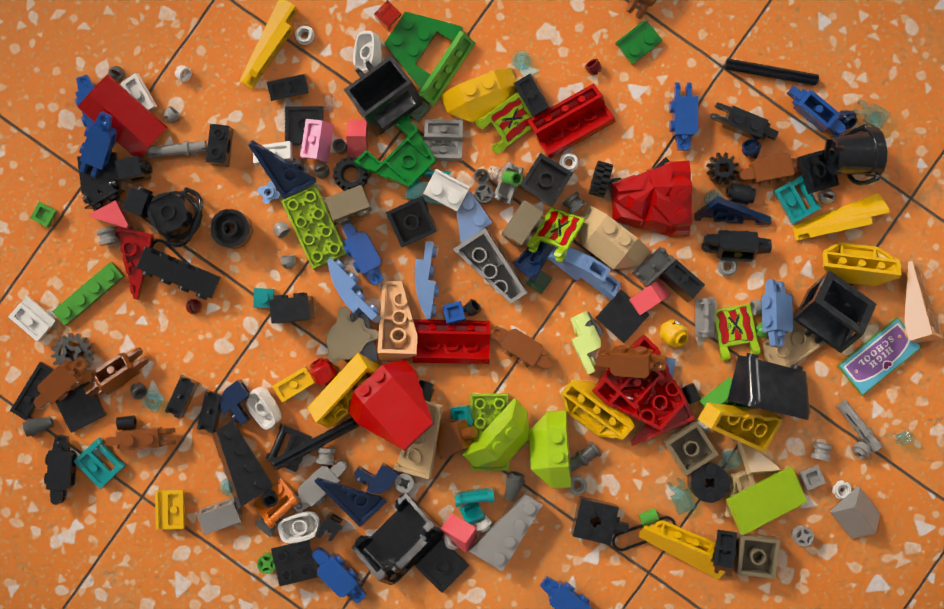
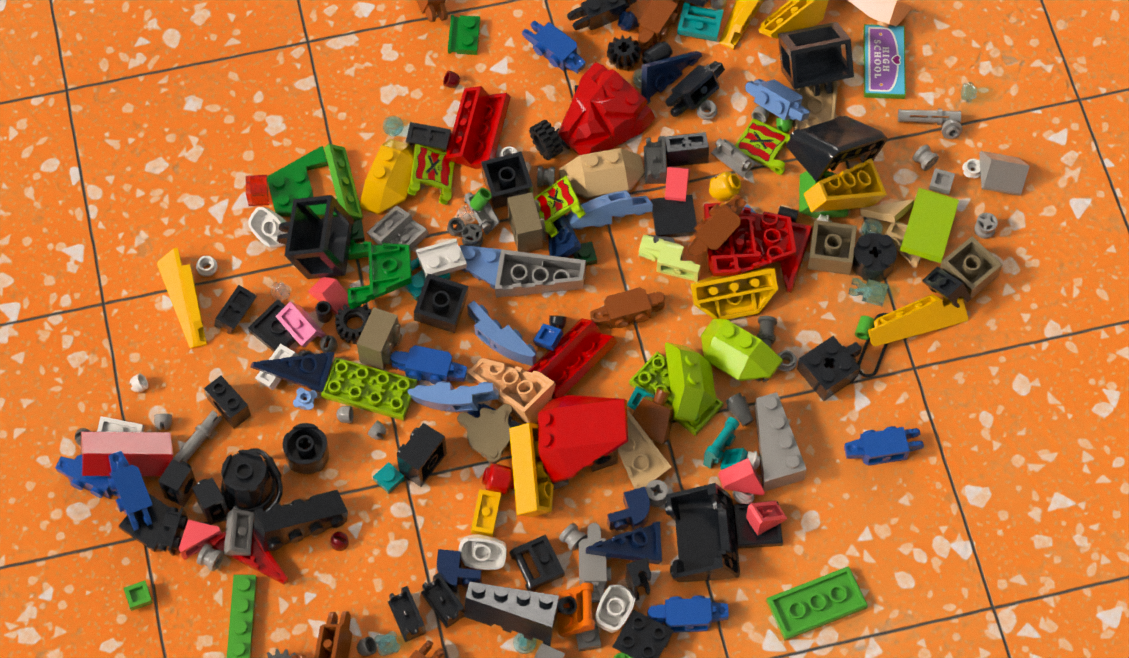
camera: 50 degrees left, 25 degrees down
(136, 240) = (238, 532): none -> light grey slope
(314, 443) = (554, 534): black axle -> none
(448, 570) = (764, 516): none -> coral slope

